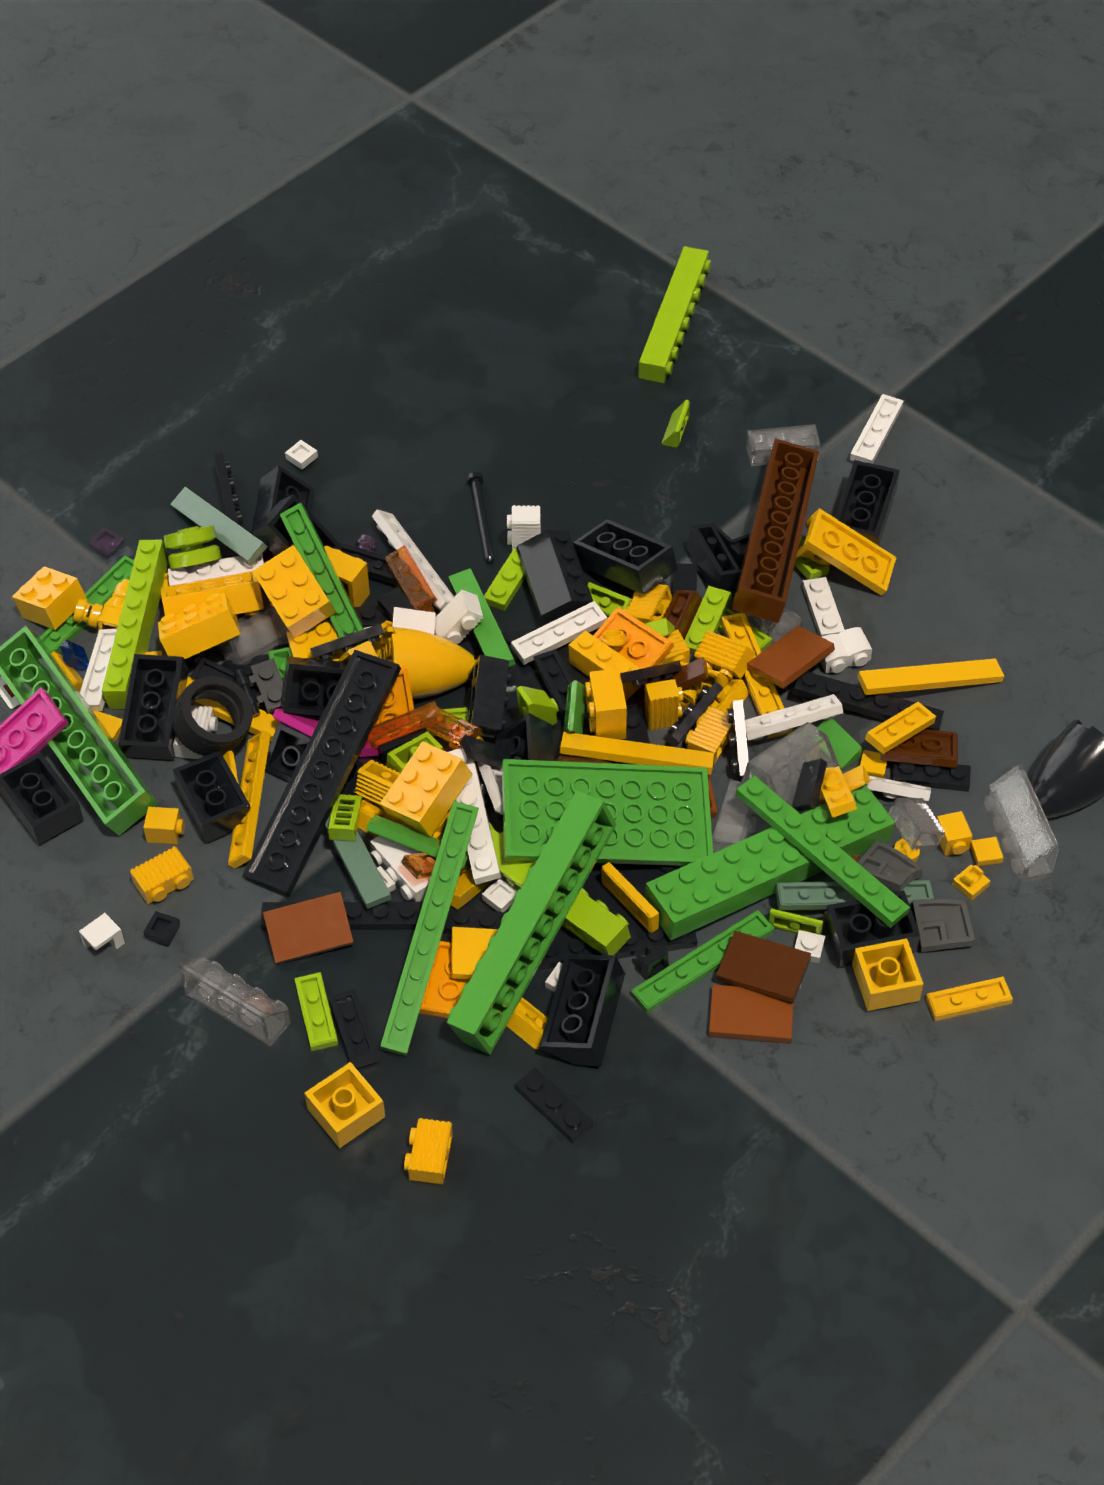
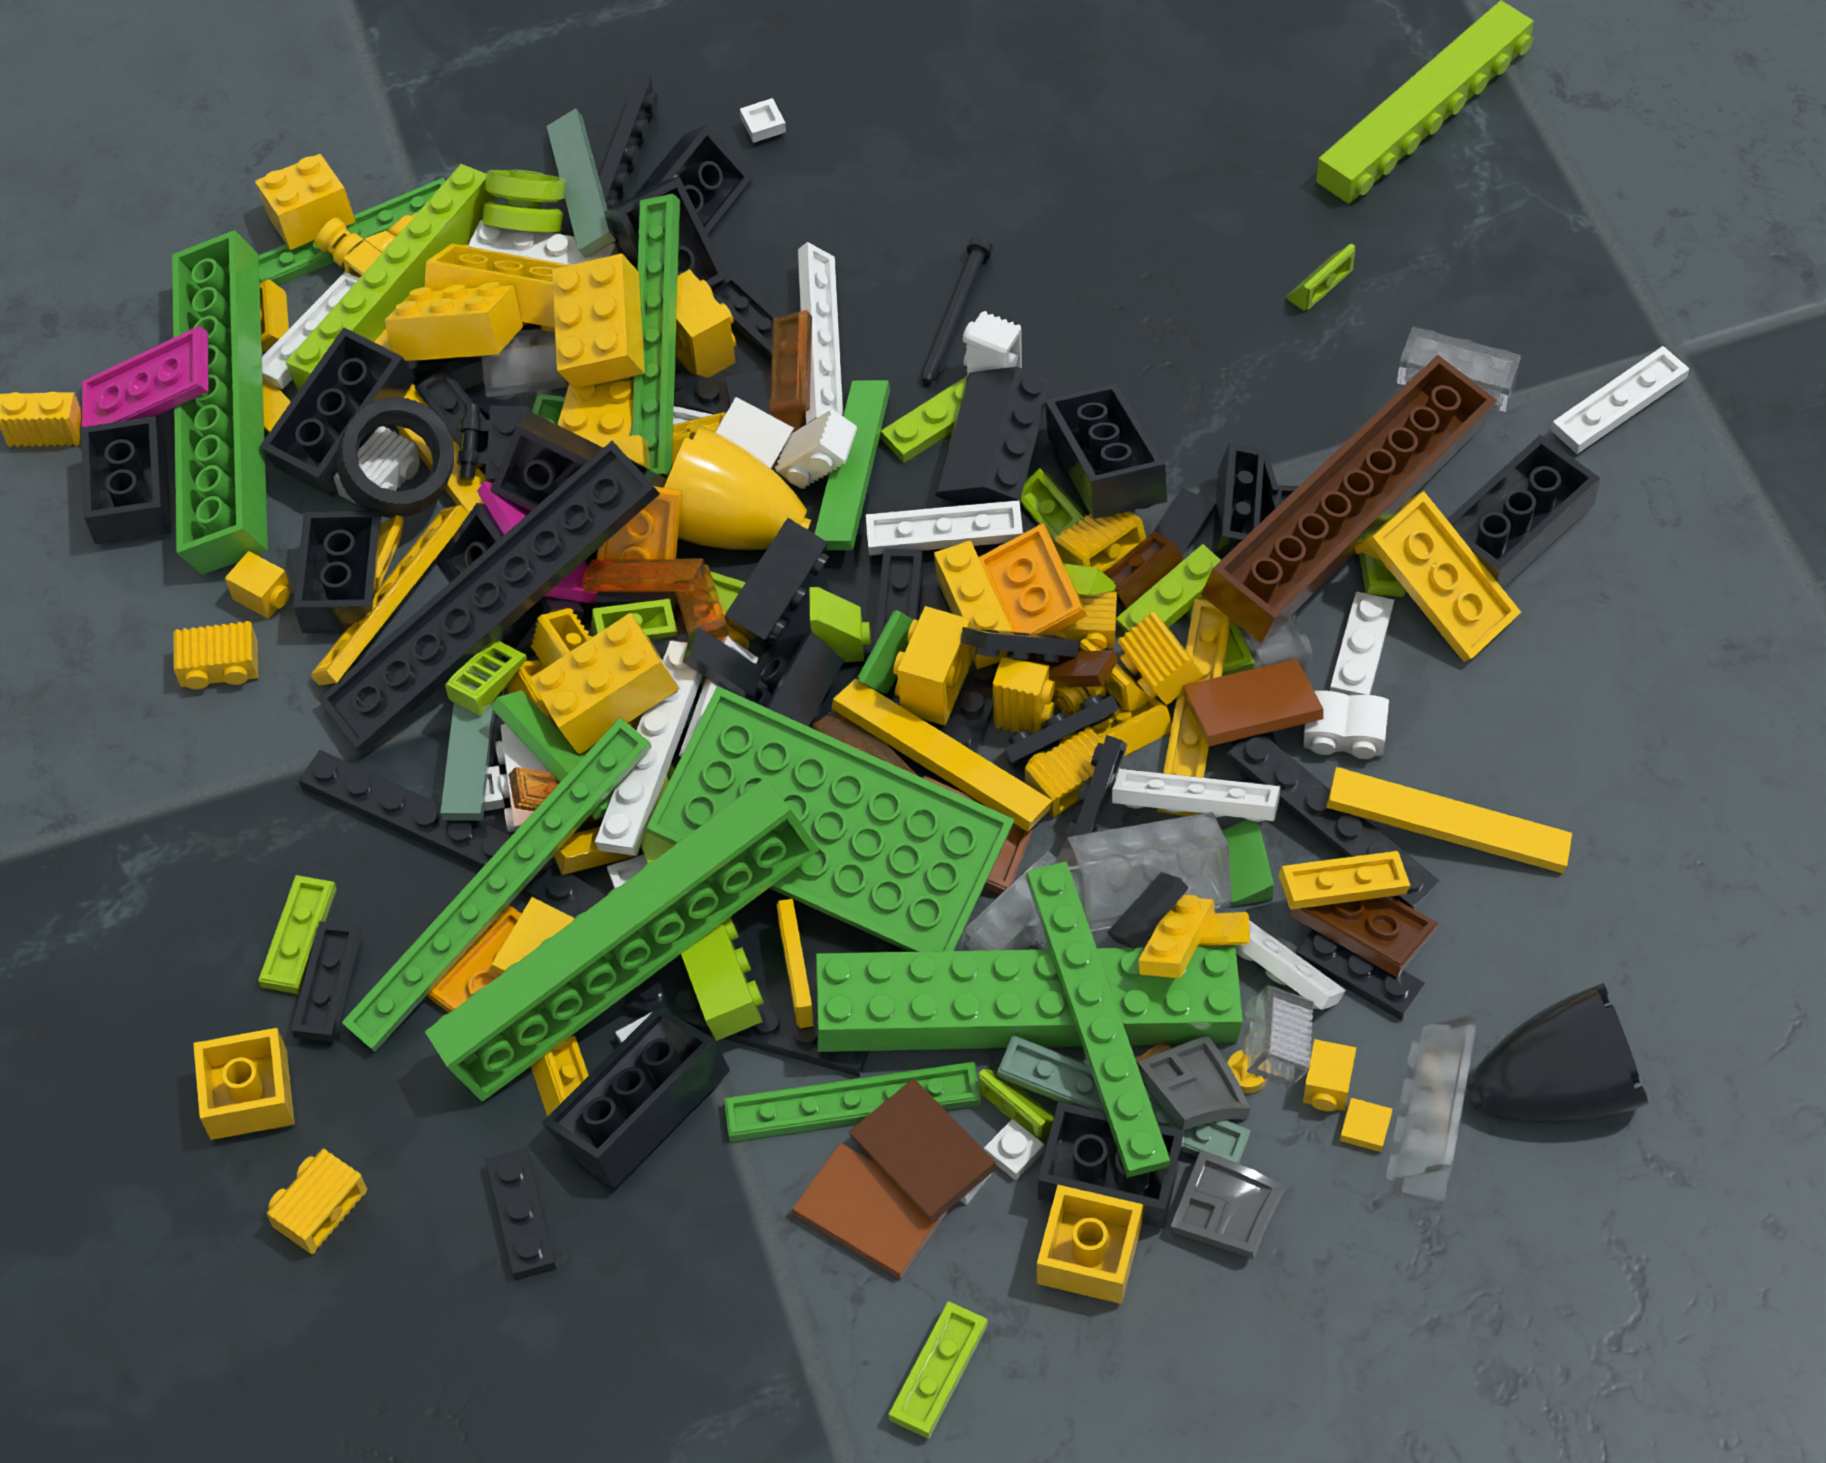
camera: 30 degrees right, 5 degrees up
(74, 655) = (292, 295): clear blue plate -> none
(100, 932) = (91, 700): white panel -> none
(106, 541) = (431, 148): clear purple plate -> none
(161, 928) = (173, 728): black plate -> none
(234, 999) = (200, 868): clear slope -> none
(308, 928) = (351, 812): dark orange tile -> none
(326, 650) = (664, 426): black plate -> none
(366, 543) = (767, 288): clear purple plate -> none
(613, 639) = (1004, 570): yellow plate -> none
(654, 962) = (777, 1072): black tile -> none
(846, 1079) = (938, 1370): none -> lime plate
(873, 764) = (1276, 919): yellow tile -> none
(969, 998) = (1196, 1335): yellow tile -> none
(971, 882) = (1313, 1161): yellow tile -> none

